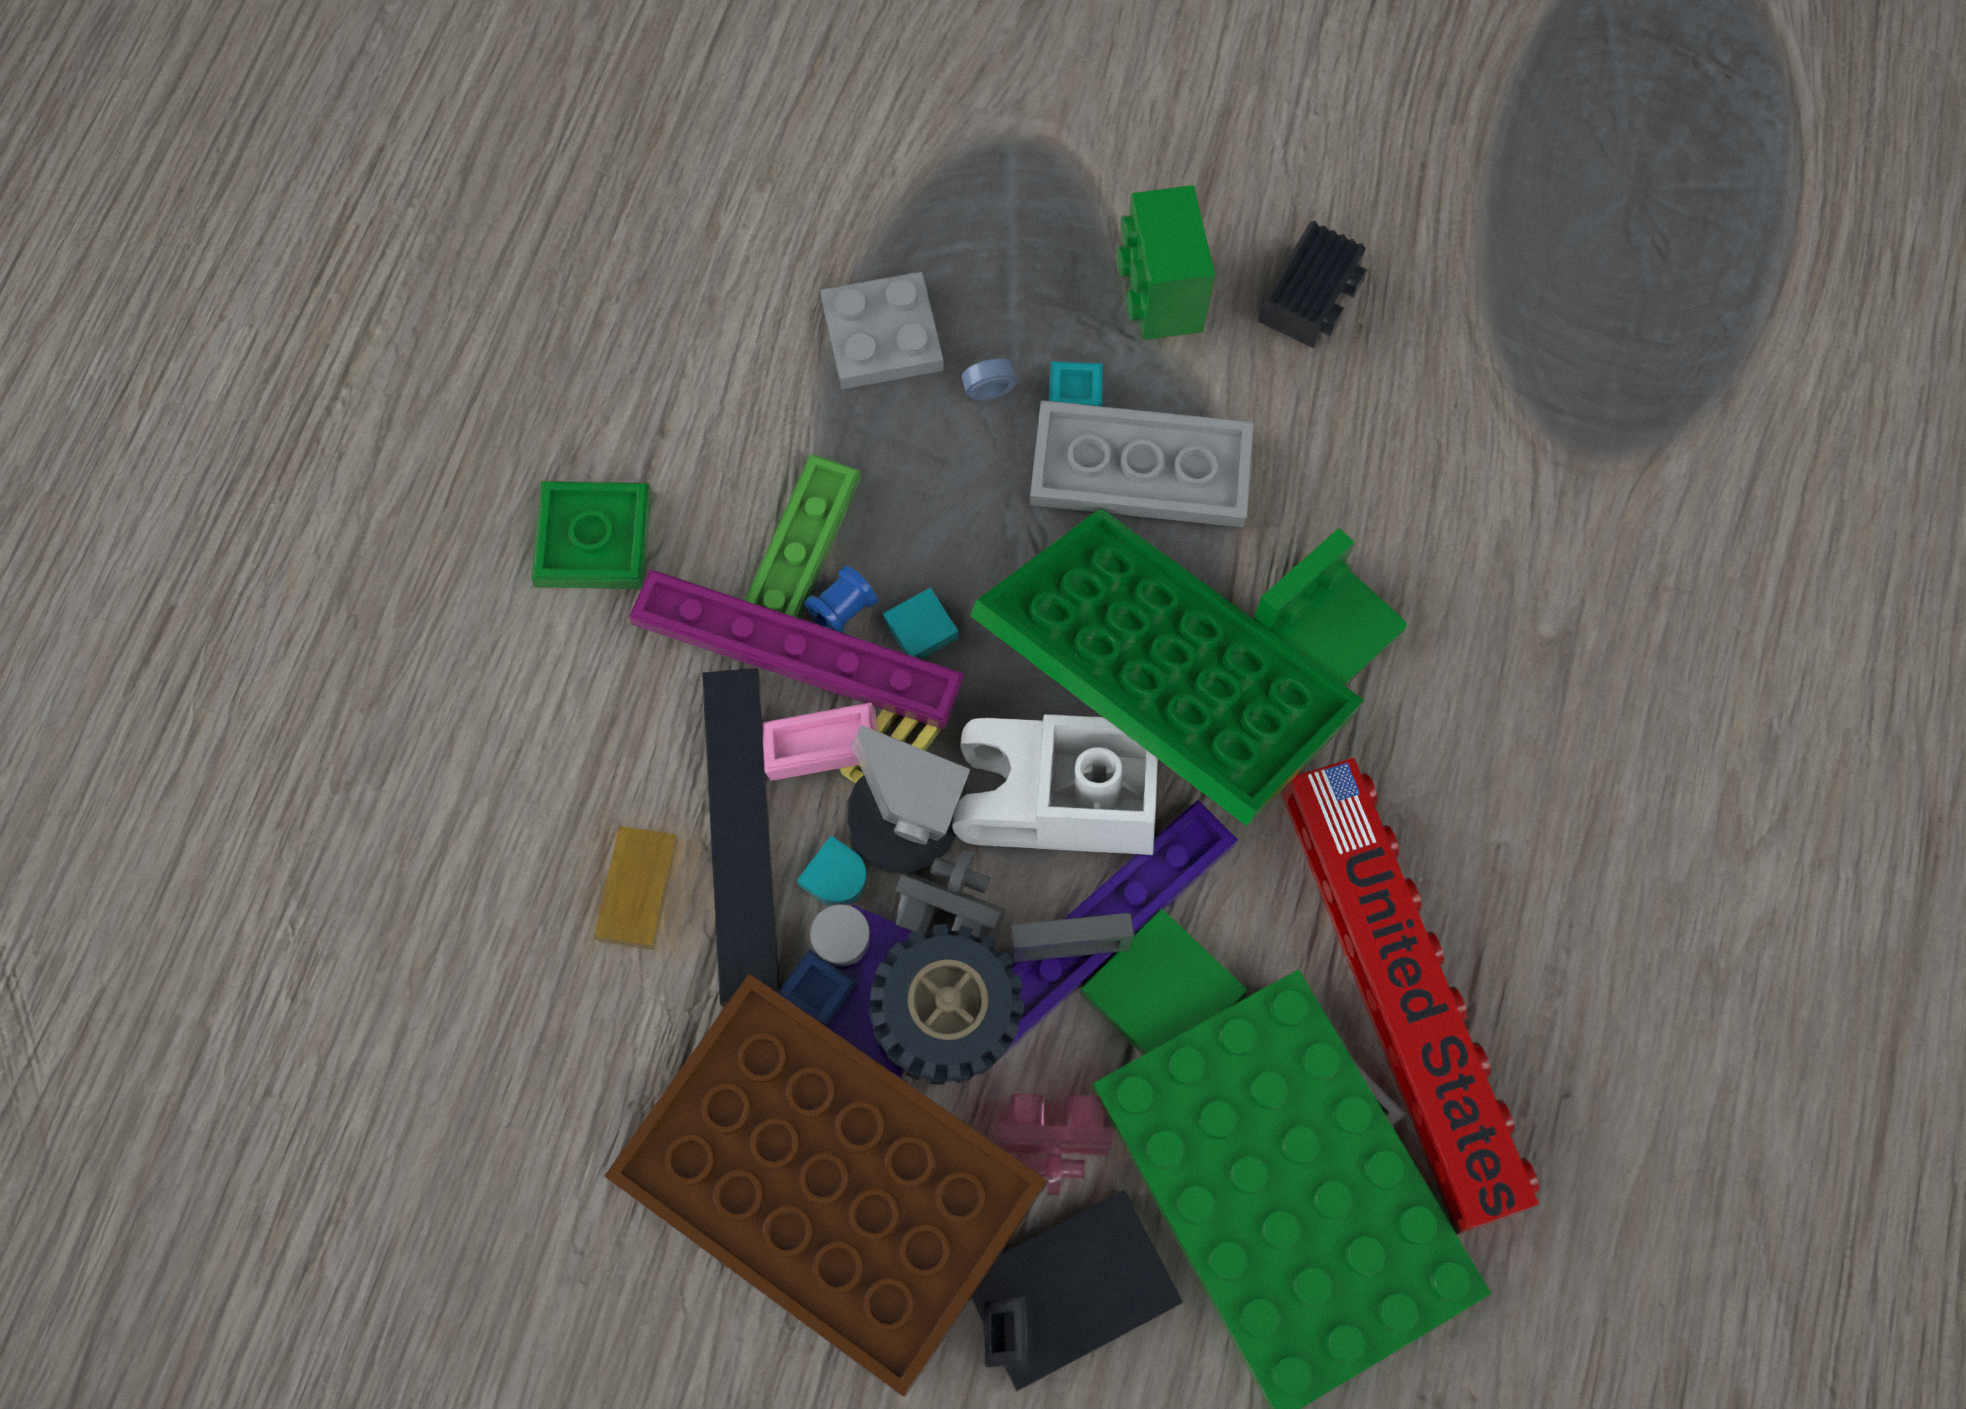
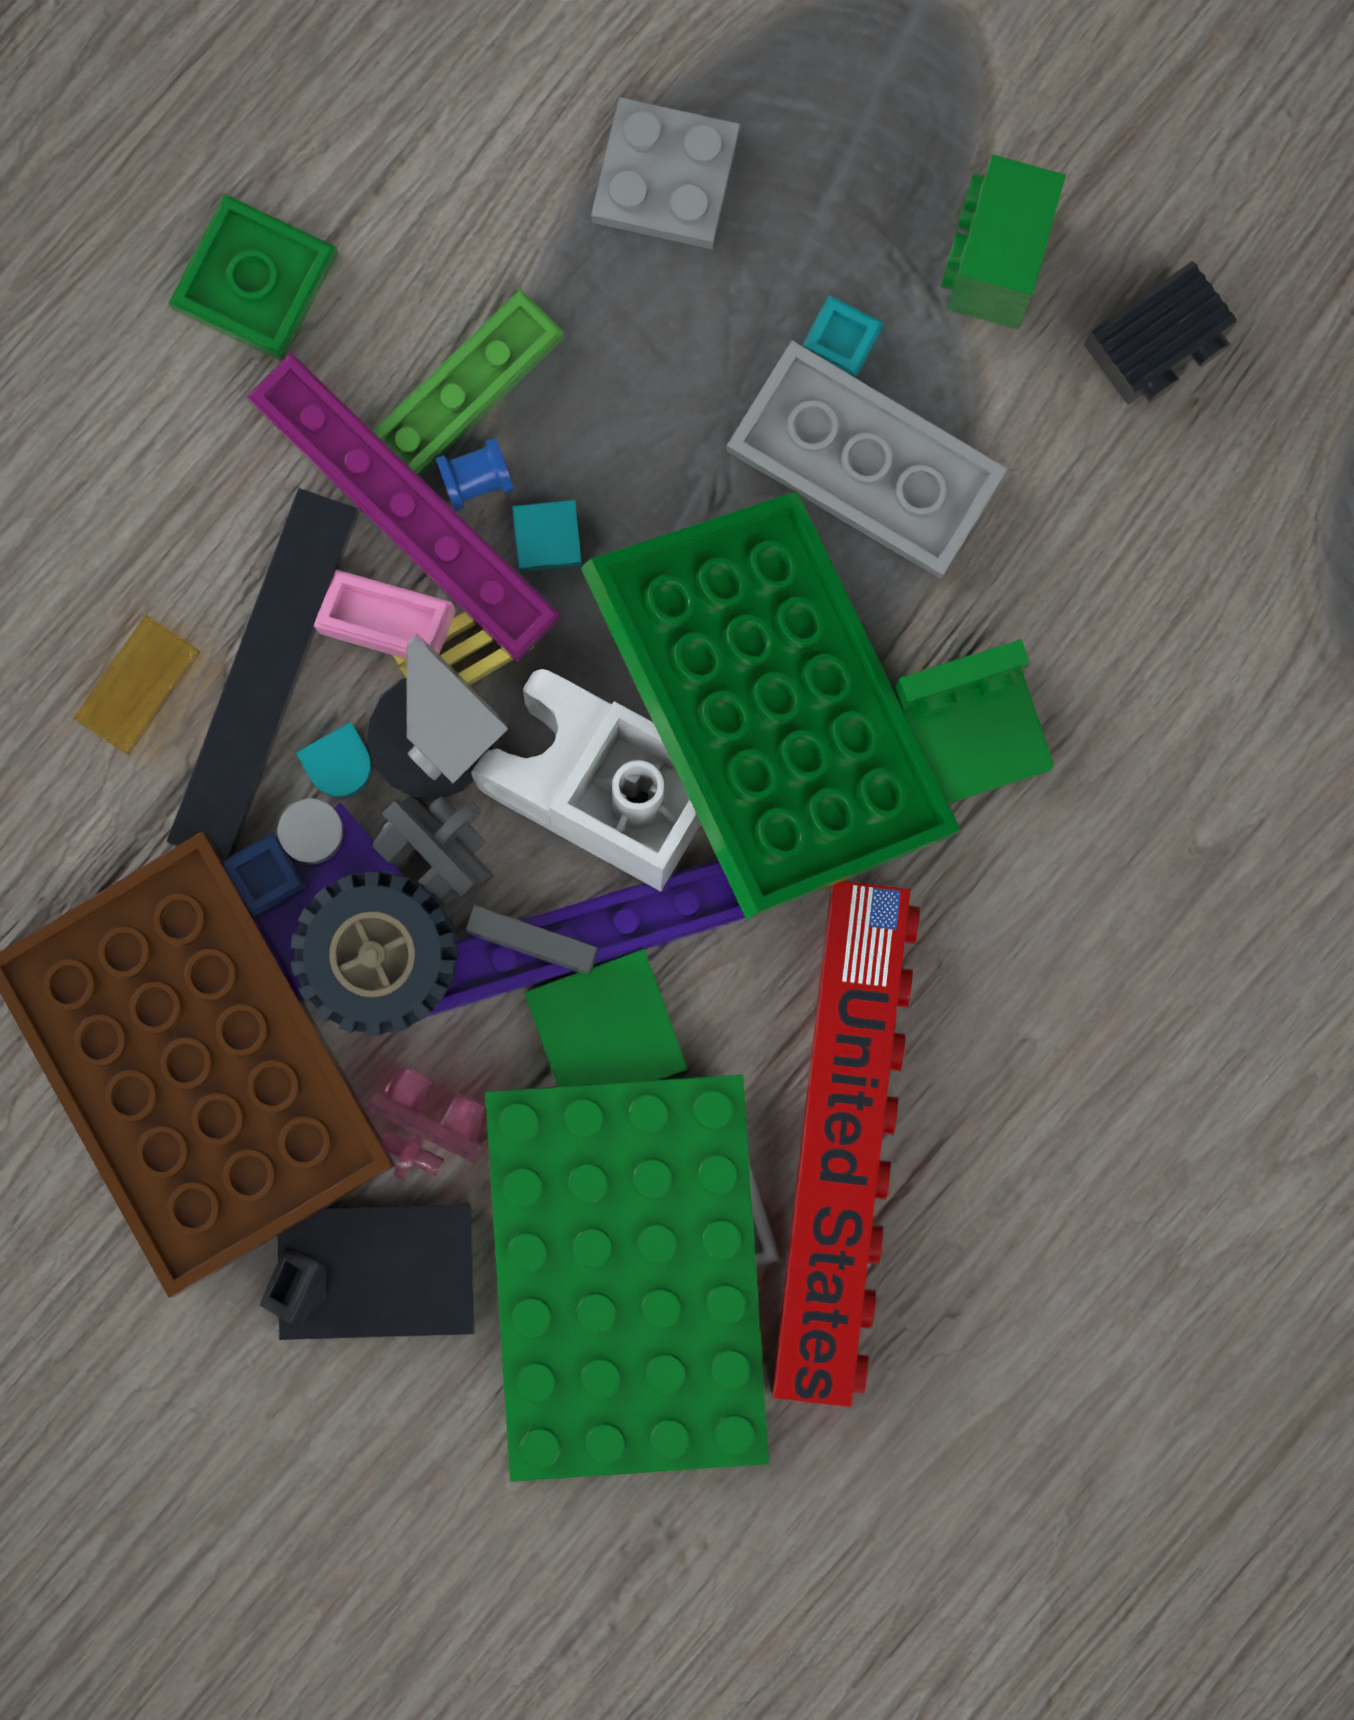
camera: 25 degrees right, 15 degrees up
(989, 379) = (750, 288): sand blue tile -> none

